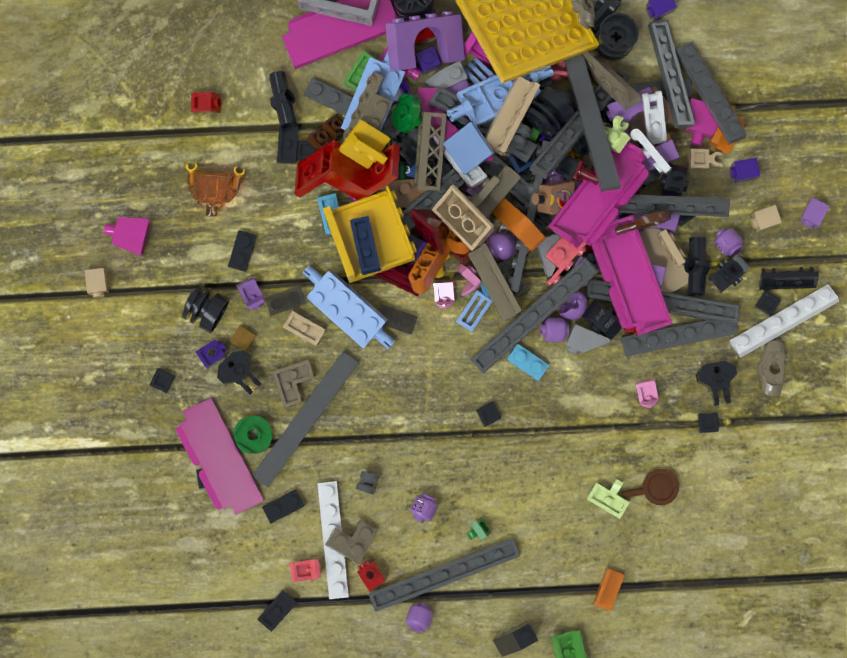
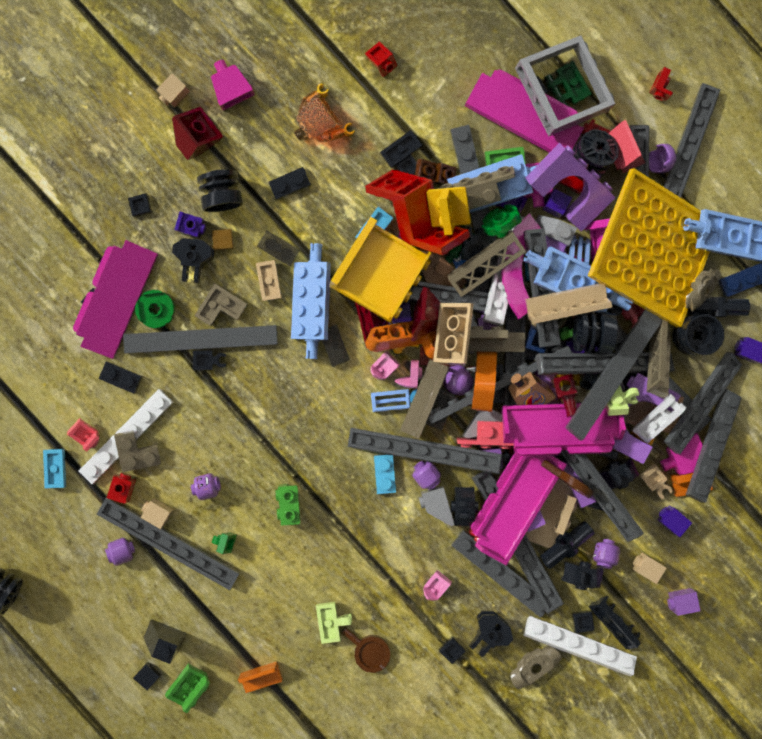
camera: 60 degrees right, 5 degrees up
(143, 291) = (194, 132): none -> dark red slope
(251, 294) = (261, 217): medium lavender bracket -> none
(277, 610) = (37, 438): black plate -> none
(282, 100) = (432, 115): black piece -> none
(312, 616) = (54, 468): none -> medium azure plate
(324, 428) = (204, 360): none -> black plate
(365, 245) = (368, 274): dark blue plate -> none
(369, 478) = (190, 427): dark grey wheel -> none
(412, 564) = (156, 513): none -> tan brick
(468, 148) = (513, 292): medium blue tile -> none
(488, 414) = (320, 476): black tile -> none
(491, 454) = (288, 508): none -> bright green bracket
(520, 137) = (554, 326): dark grey wheel -> none
(567, 167) = (562, 383): black tile -> none
(575, 306) = (456, 476): medium lavender hair -> none
(649, 150) = (629, 437): white plate -> none

